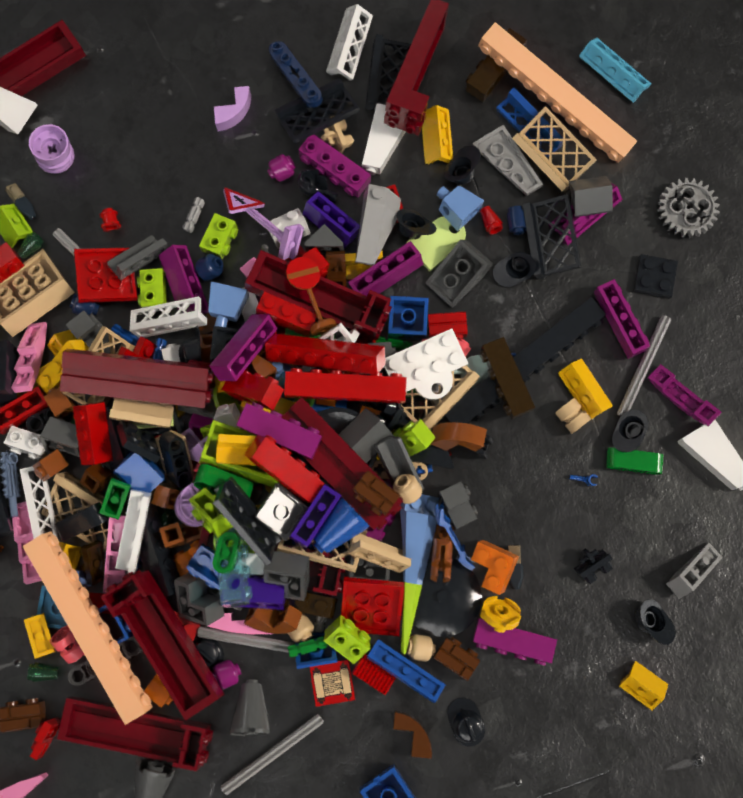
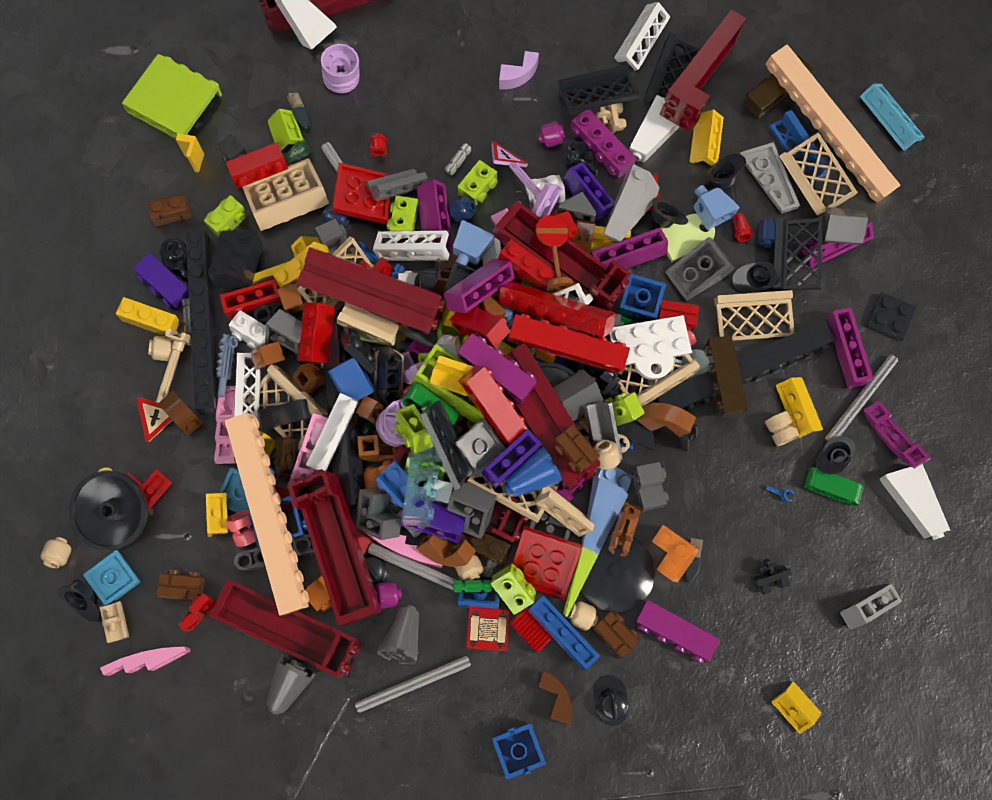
camera: 10 degrees right, 5 degrees down
(31, 354) = (274, 251): bright pink slope -> none
(41, 672) = (209, 550): clear green cone -> none
(115, 499) = (323, 397): green slope -> none
(227, 553) = (419, 471): green plate -> none
(304, 84) = (591, 64): dark blue piece -> none
(444, 521) = (633, 496): blue piece -> none
(492, 615) = (669, 601): yellow plate -> none
(522, 291) = (755, 299): none -> tan fence
(655, 621) = (819, 644): black piece -> none
(698, 195) = (949, 251): light grey gear -> none

